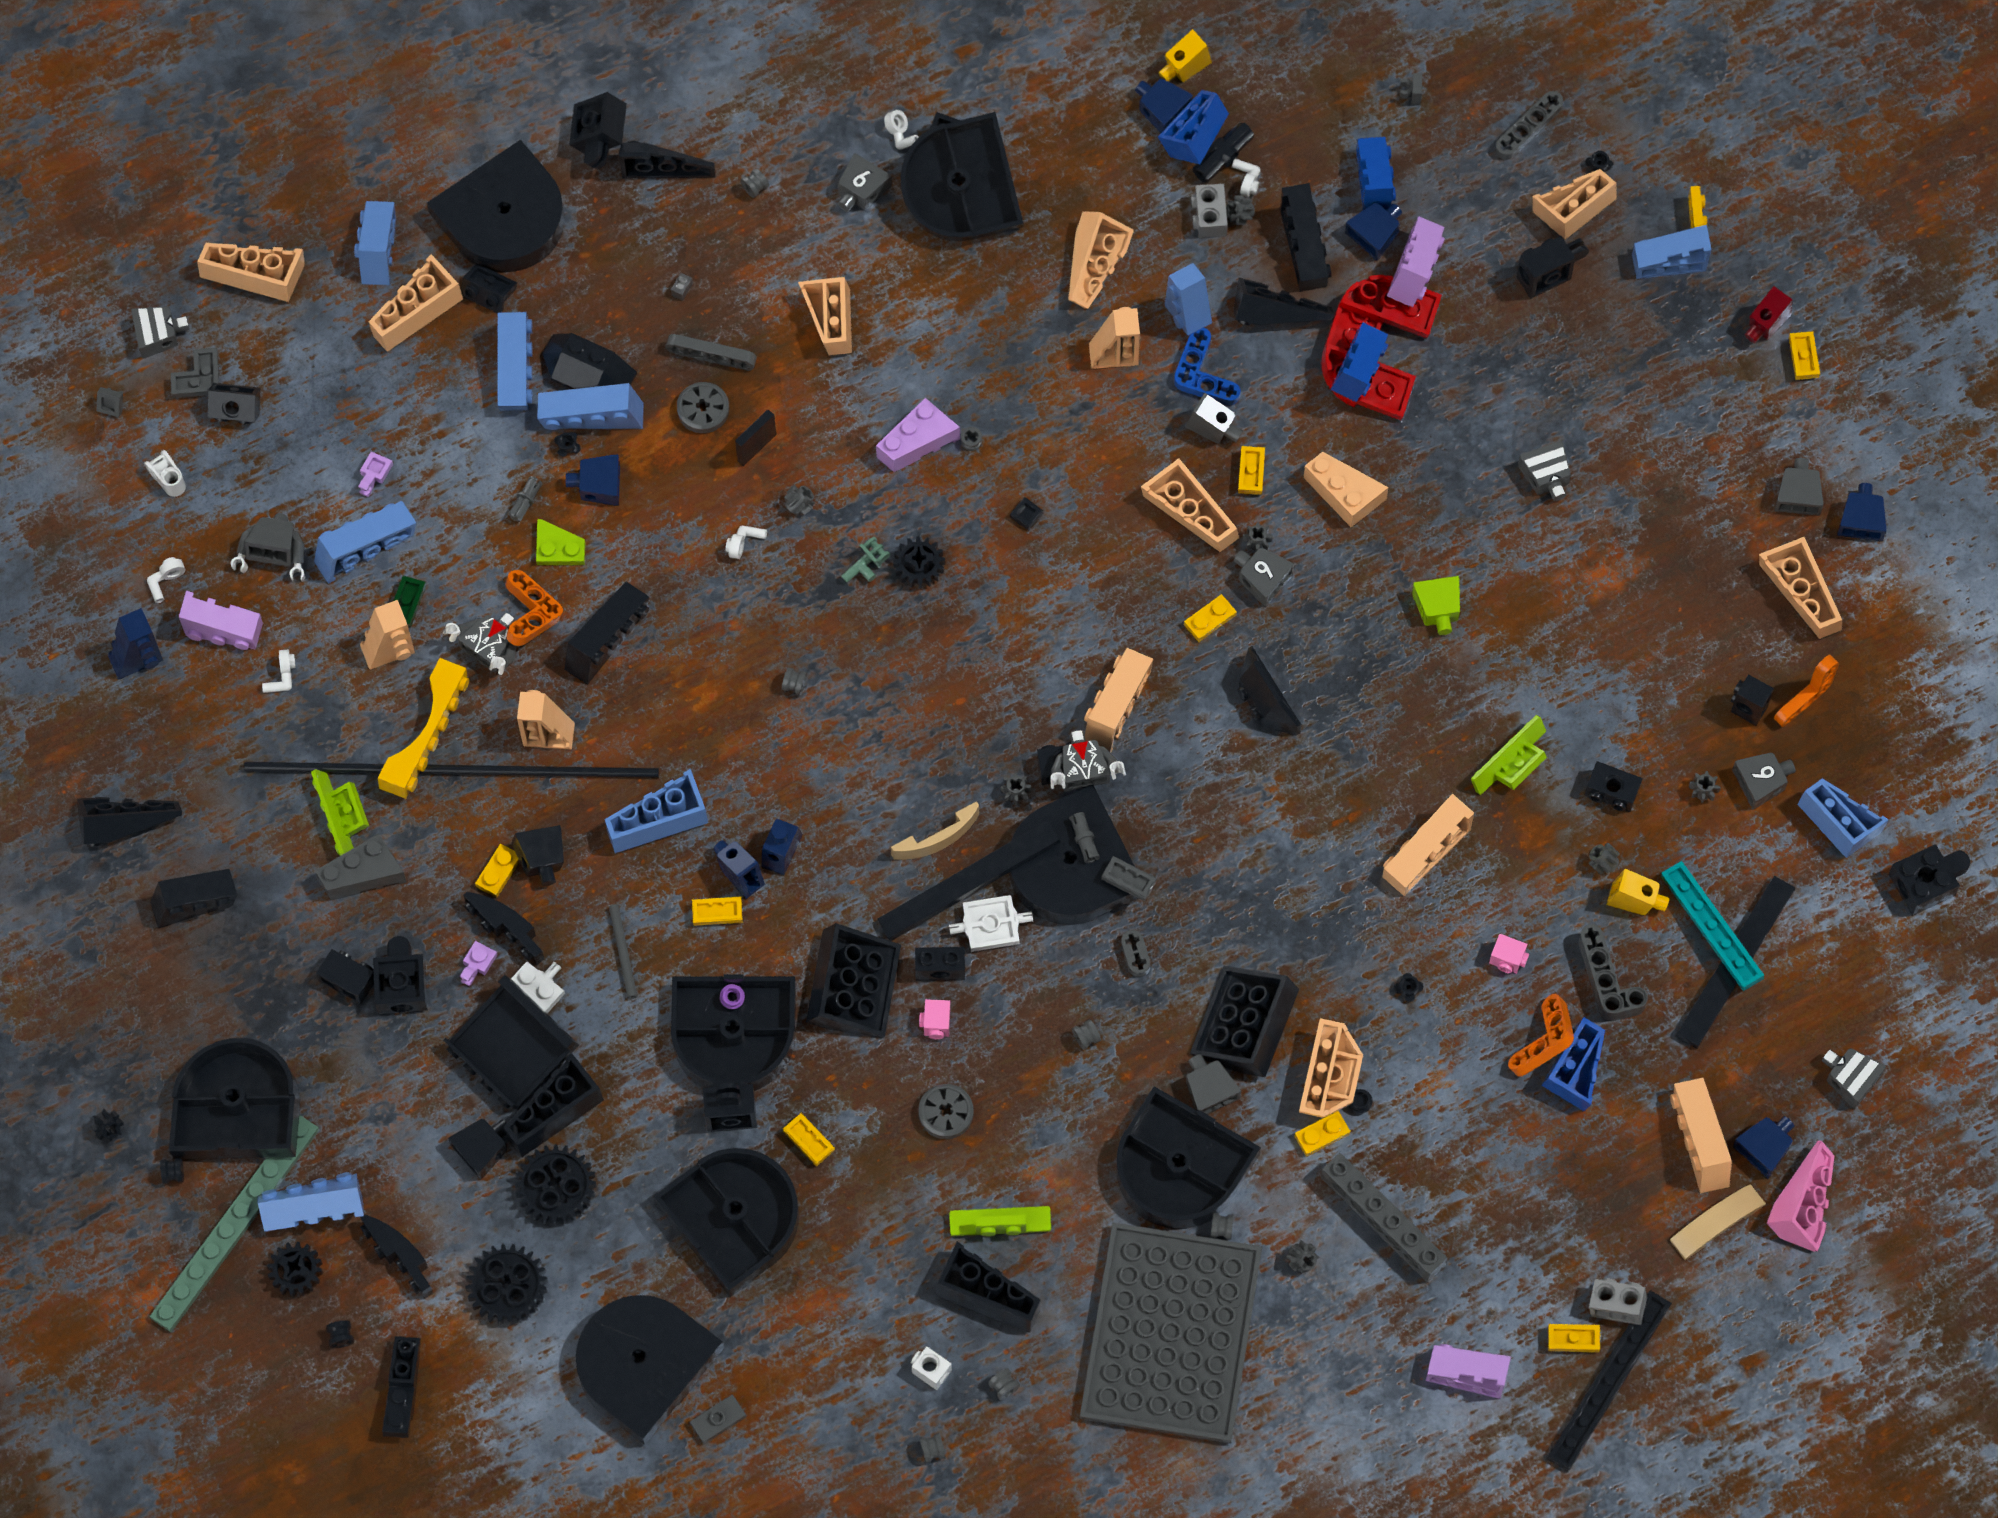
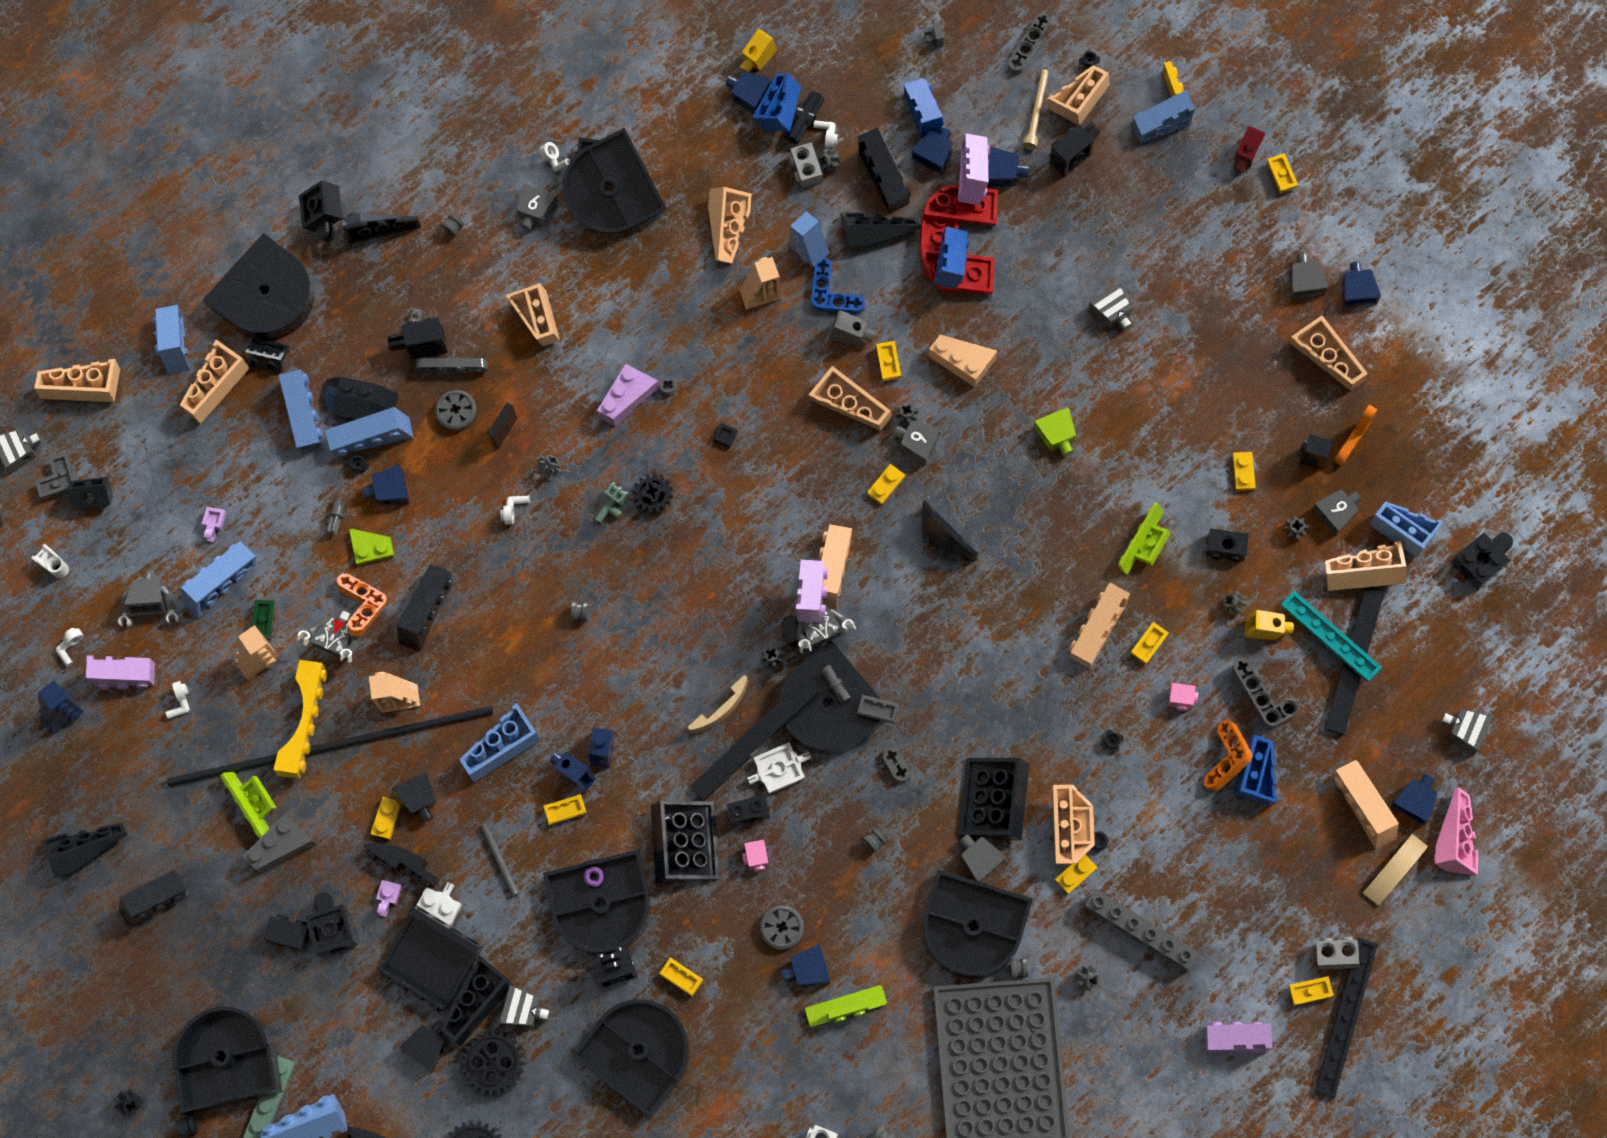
camera: 10 degrees left, 5 degrees up
(607, 1131) = (522, 1009): none -> torso
(681, 310) = (420, 338): none -> black brick
(965, 1165) = (808, 968): none -> dark blue torso
(985, 1290) = (849, 1066): black wedge -> none
(1082, 718) = (811, 591): none -> lavender wedge
(1456, 270) = (1004, 168): none -> dark blue torso
(1485, 882) = (1149, 643): none -> yellow plate
(1498, 244) = (1030, 140): none -> tan piece
(1658, 705) = (1243, 471): none -> yellow plate
(1778, 854) = (1367, 569): none -> light nougat wedge

